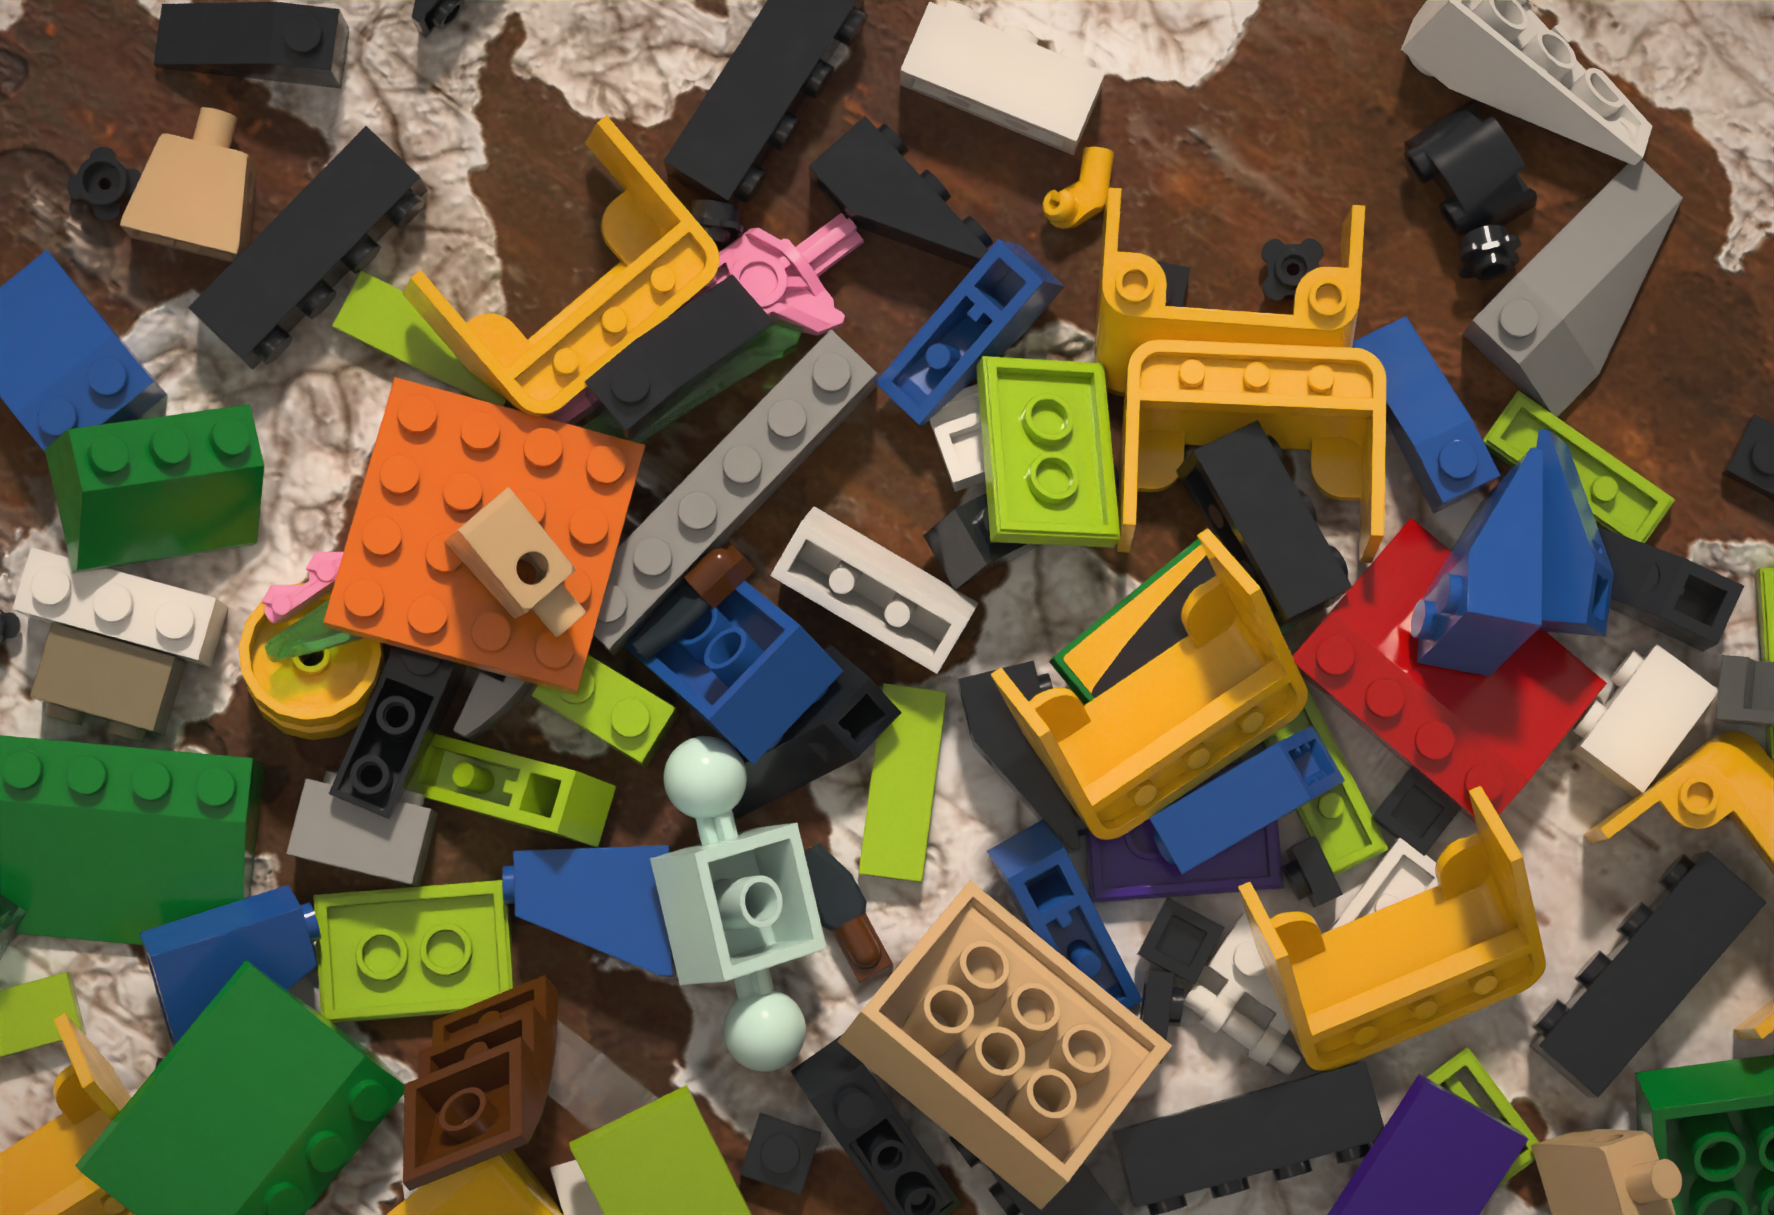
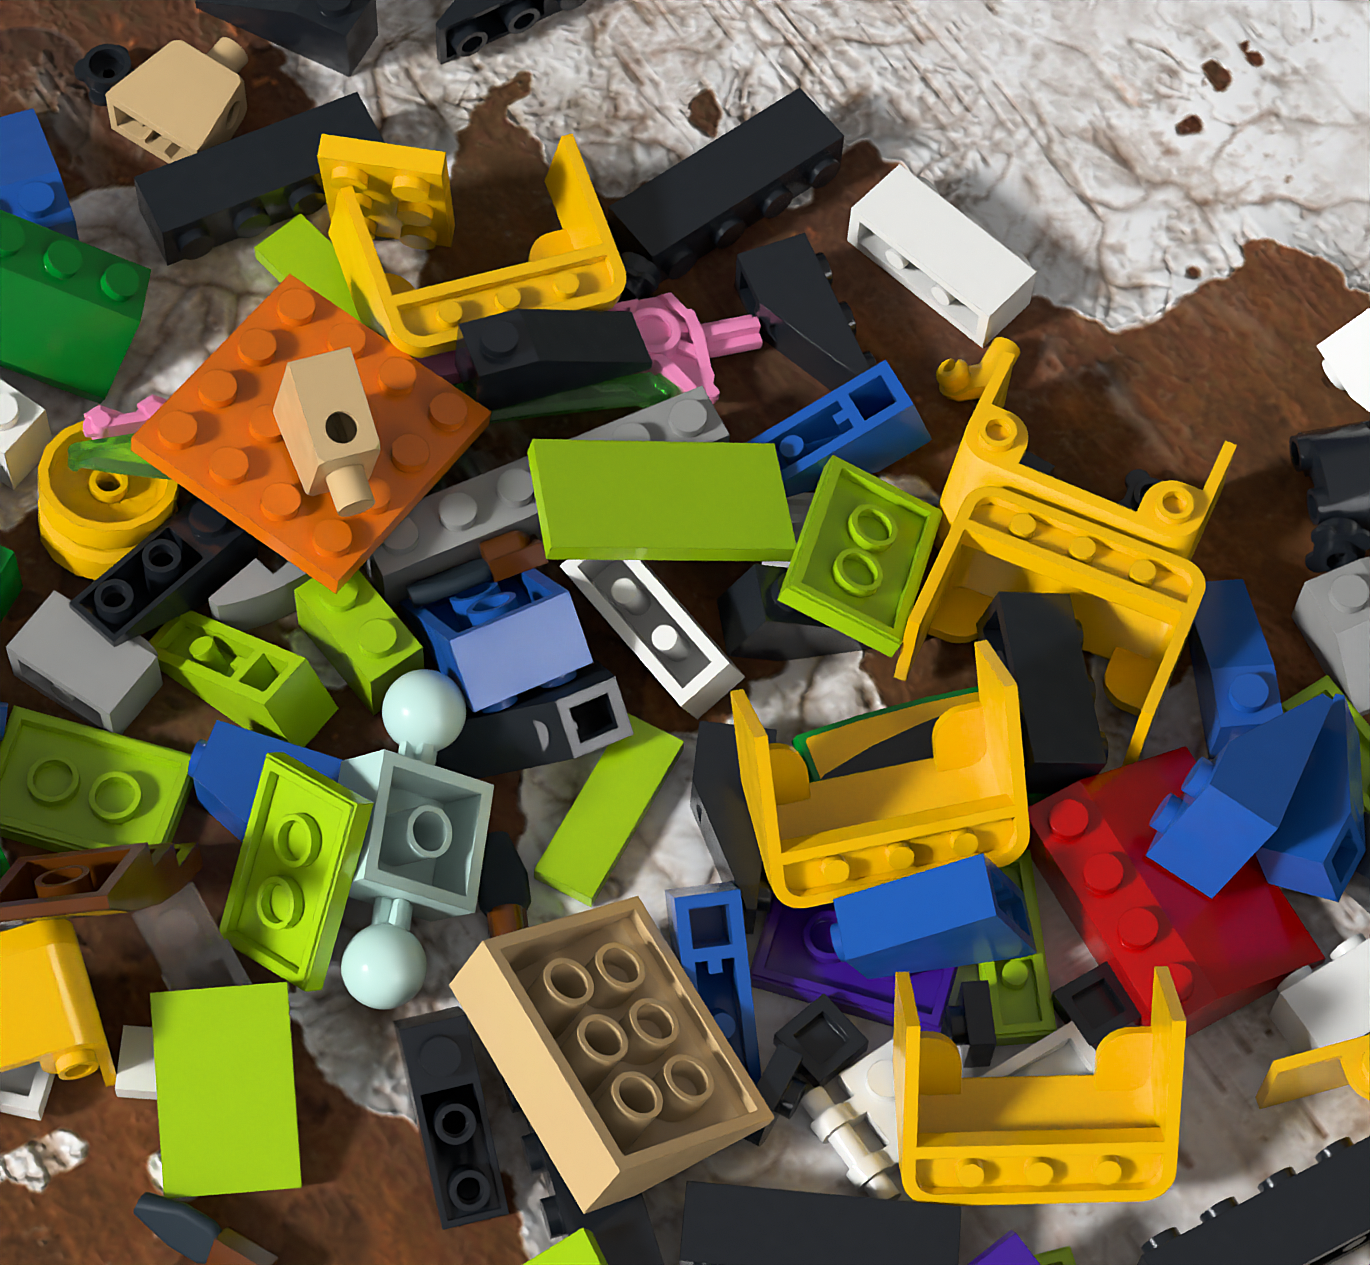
camera: 15 degrees right, 20 degrees down
(423, 248) = (397, 187): none -> yellow plate
(652, 982) = (295, 870): none -> lime tile
(780, 1153) = (351, 1099): black plate -> none
(842, 478) = (660, 500): none -> lime tile

